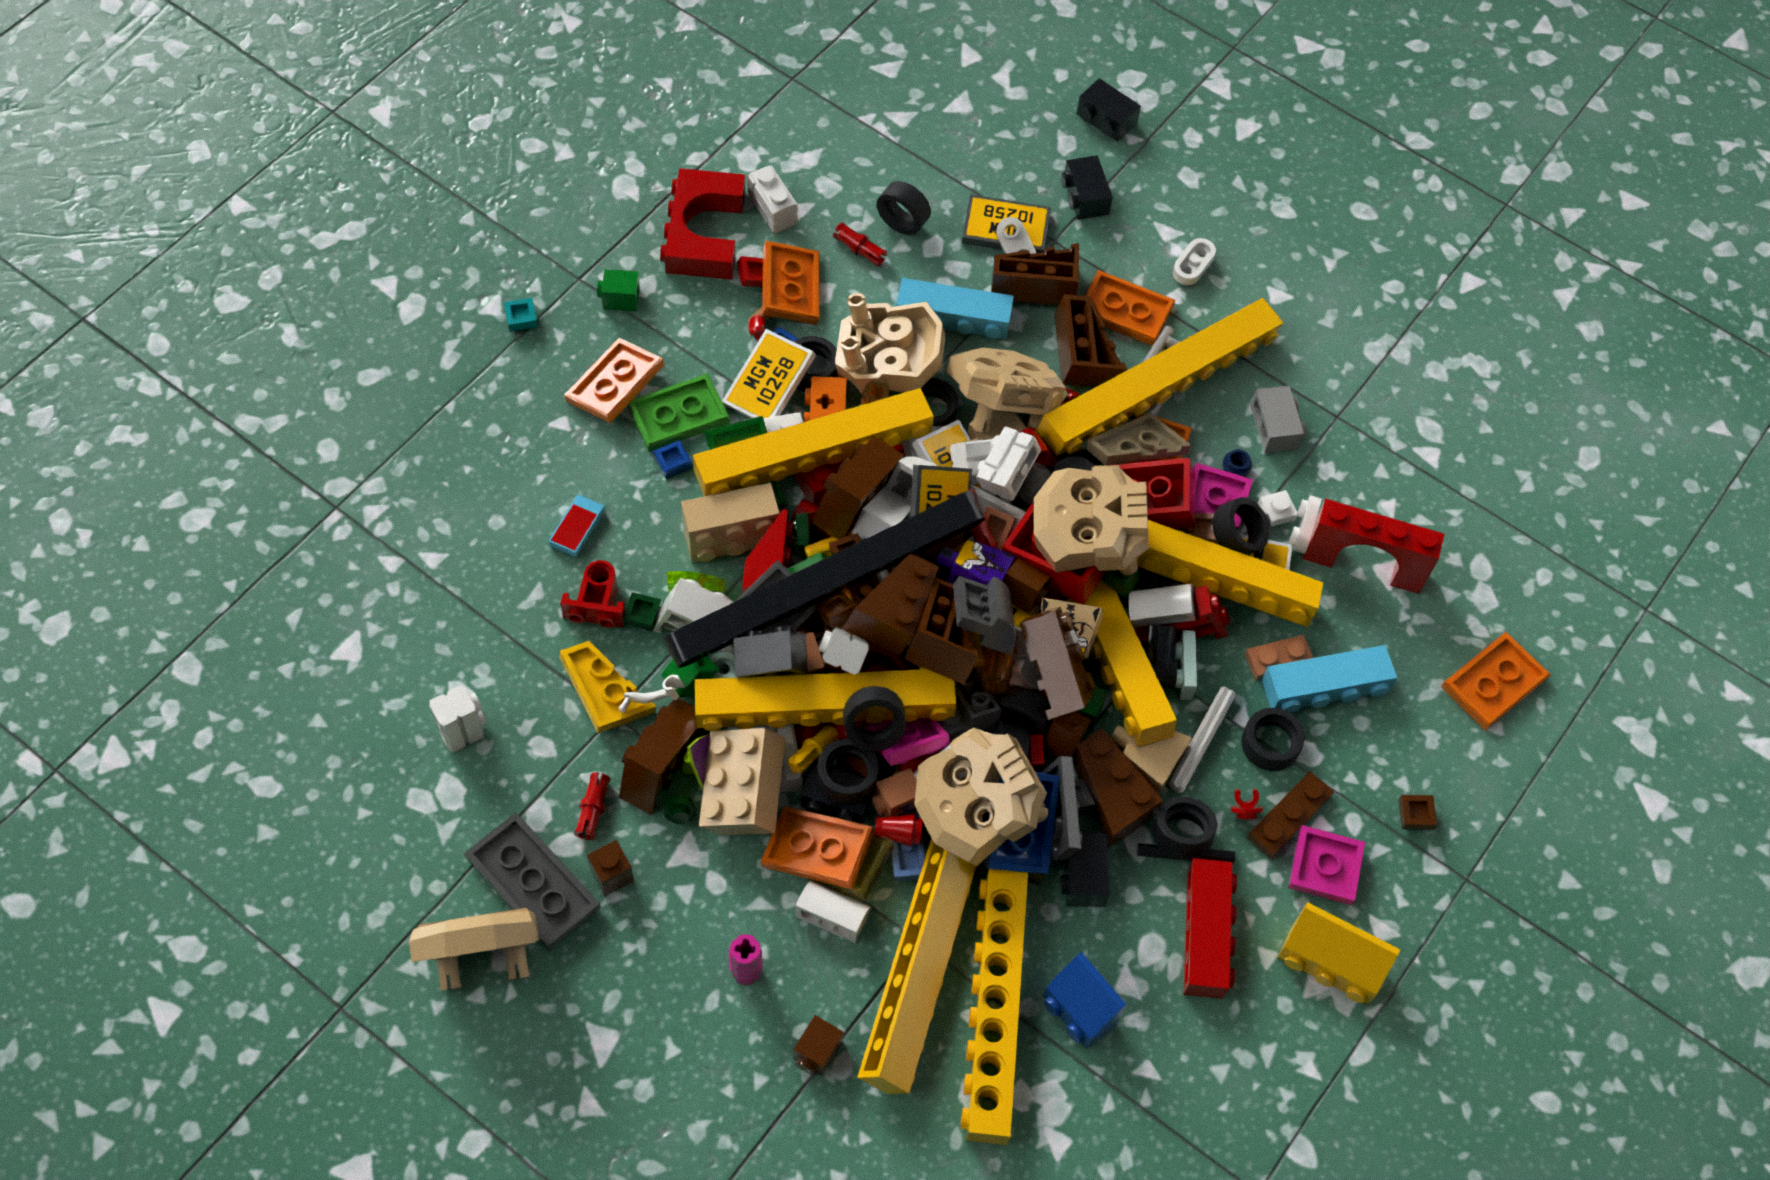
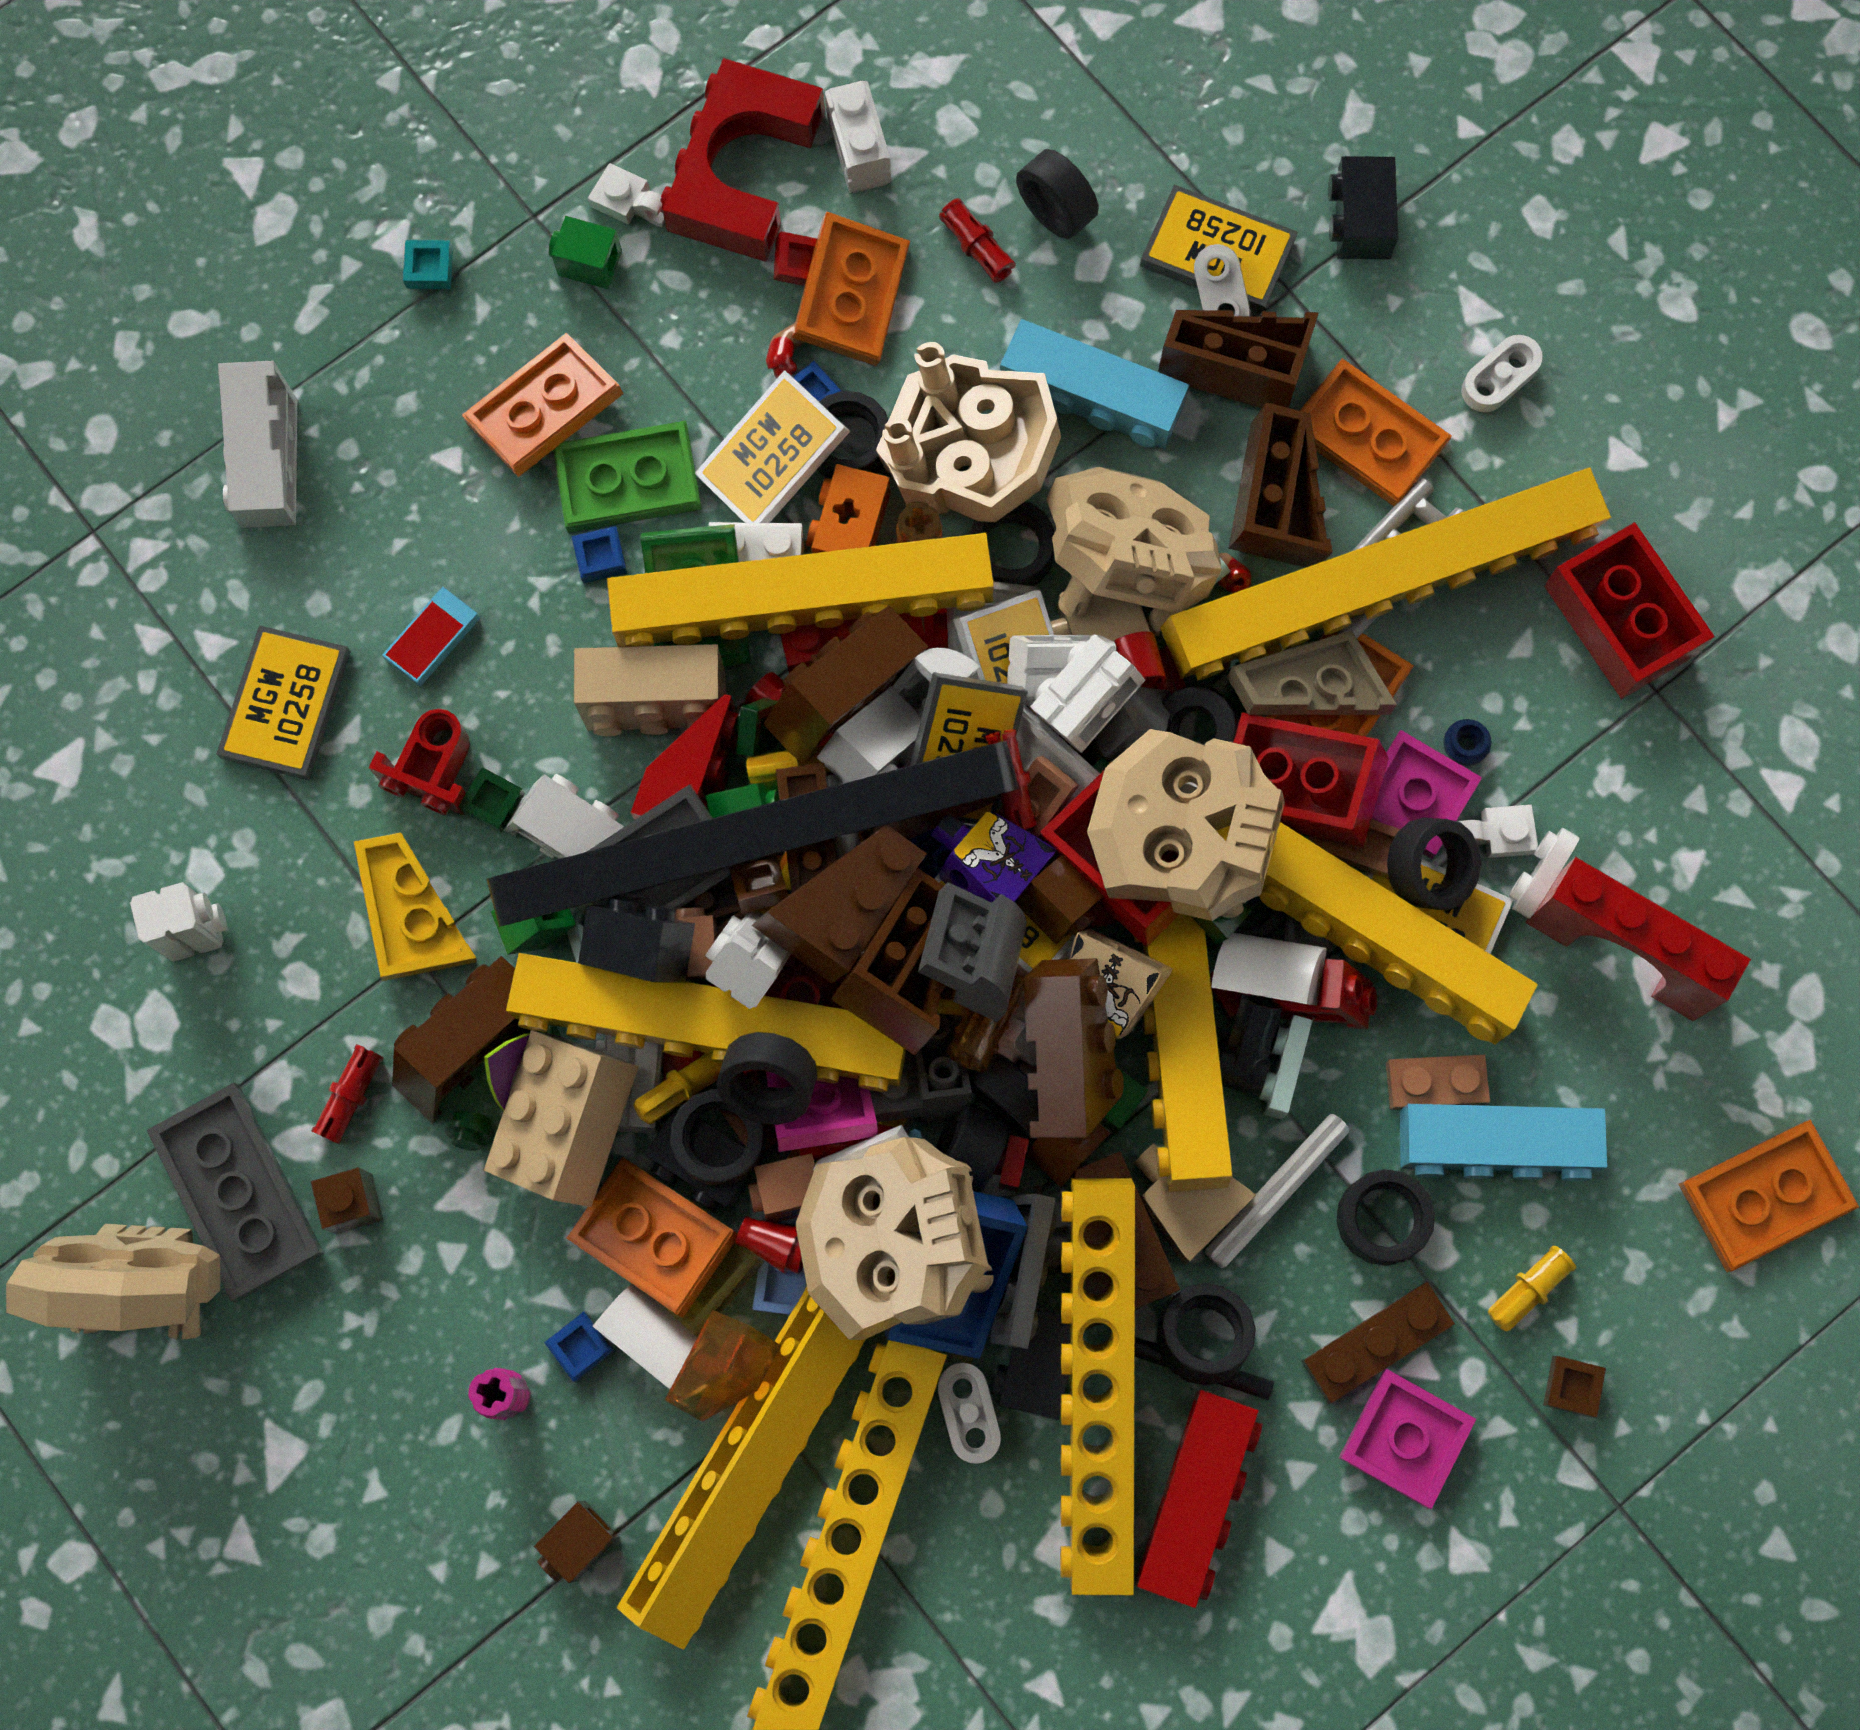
camera: 20 degrees right, 15 degrees up
(438, 431) = (259, 444): none -> white wedge
(489, 582) = (283, 702): none -> yellow tile
(635, 256) = (624, 195): none -> white plate
(670, 684) = (489, 944): white piece -> none
(707, 581) = (592, 778): clear neon green slope -> none
(786, 928) = (579, 1347): none -> blue tile
(886, 911) = (721, 1367): none -> clear orange slope
(1052, 911) = (969, 1413): none -> white plate
(1083, 1001) = (972, 1575): blue slope -> none
(1108, 109) = (1439, 72): black brick -> none
(1113, 750) = (1110, 1566): none -> yellow brick
(1246, 809) = (1311, 1321): red plate -> none
(1277, 419) = (1554, 680): light grey brick -> none
(1312, 369) = (1628, 610): none -> red brick
(1338, 954) = (1375, 1594): yellow slope -> none
(1373, 761) = (1531, 1288): none -> yellow axle

